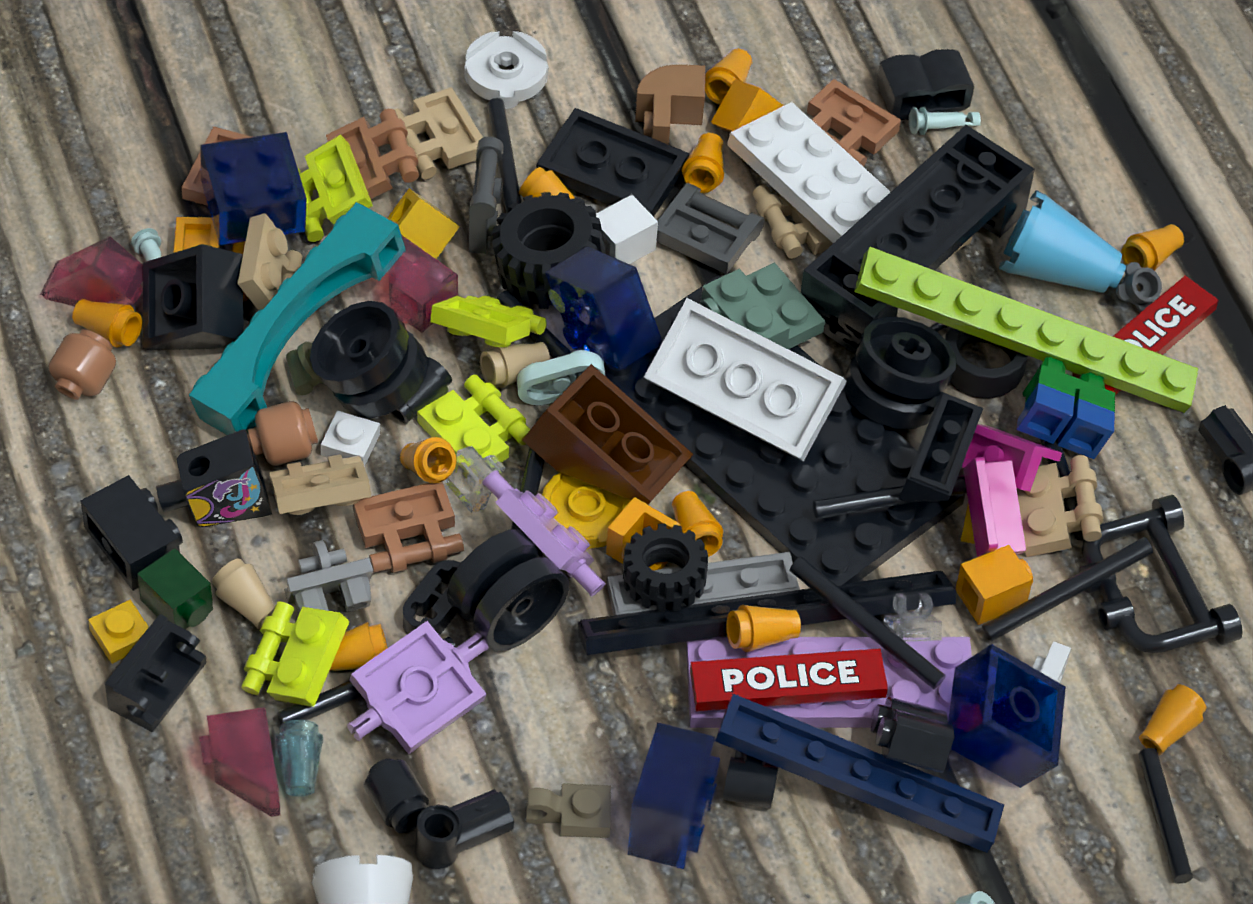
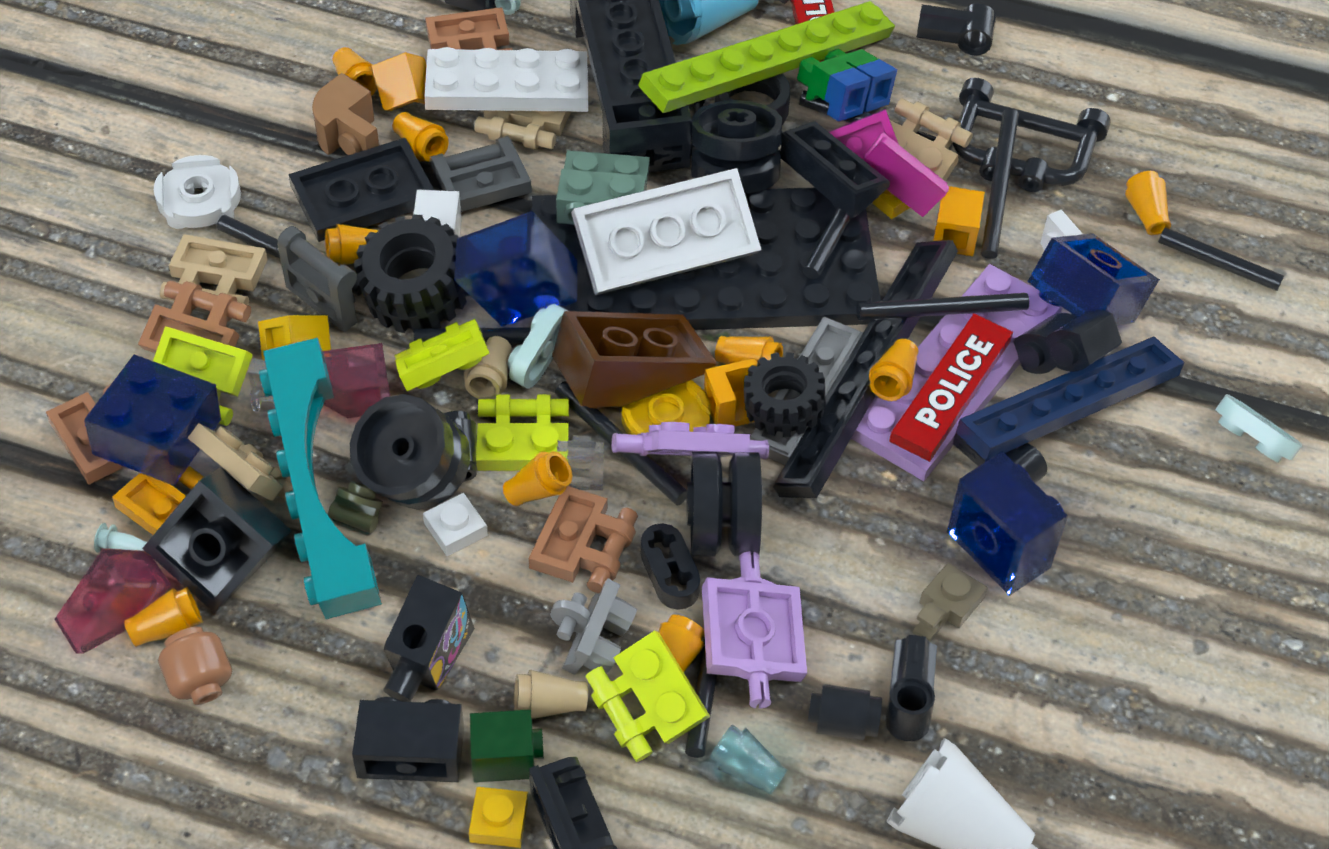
camera: 50 degrees left, 0 degrees up
(243, 757) = (721, 801): clear pink slope -> none
(283, 433) = (413, 554): nougat head -> none
(320, 484) = (496, 566): tan plate -> none
(917, 624) = (955, 280): clear tile -> none

